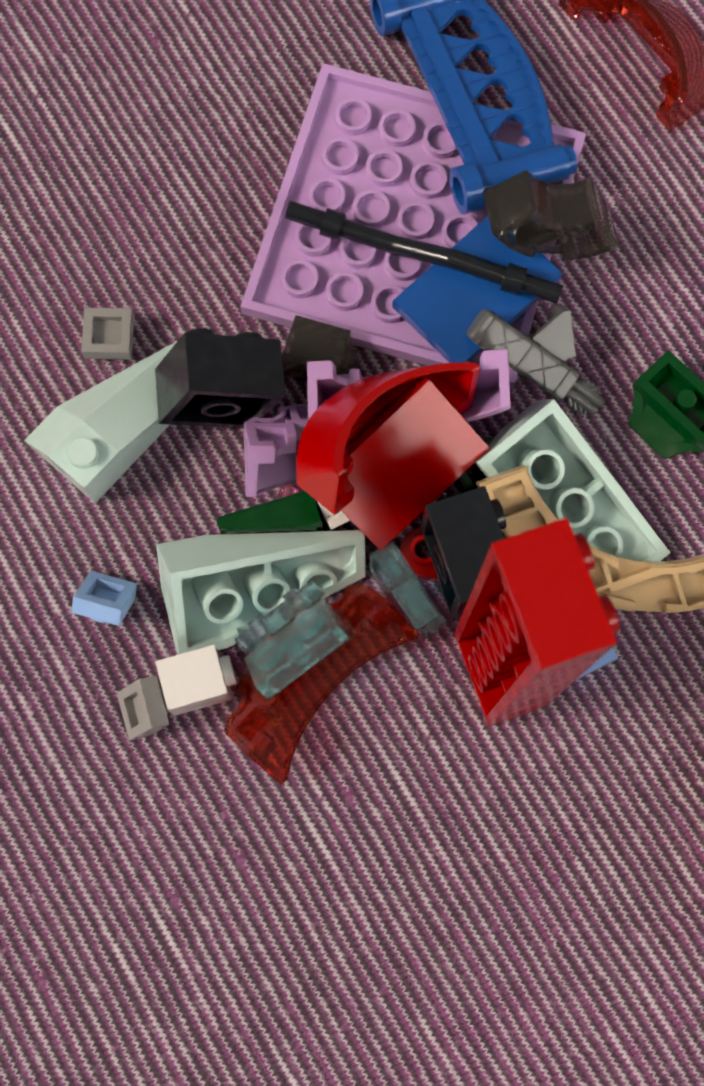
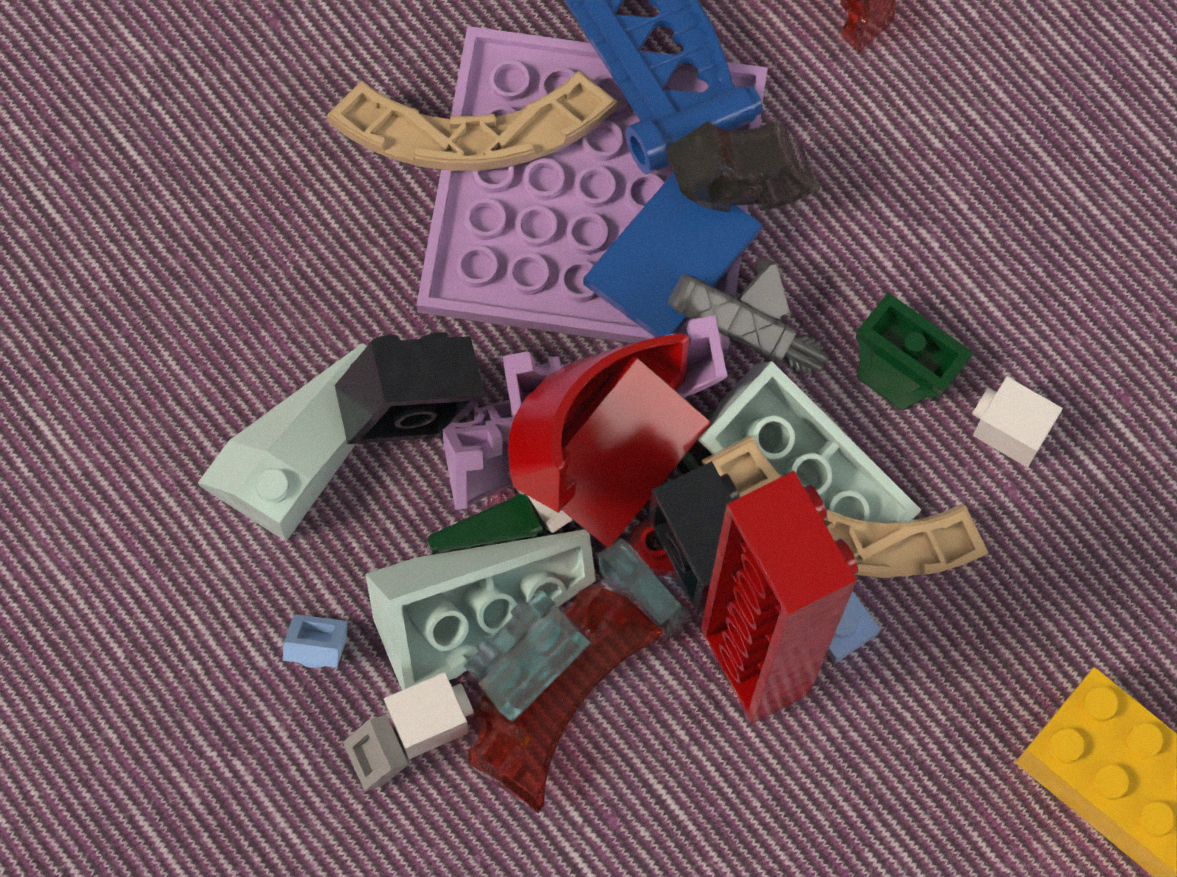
camera: 10 degrees left, 5 degrees down
(108, 333) = (274, 353): light grey plate -> none
(313, 165) = (472, 141): none -> tan tile
(316, 341) = (505, 334): clear smoke brick -> none
(511, 278) = (709, 237): black bar -> none

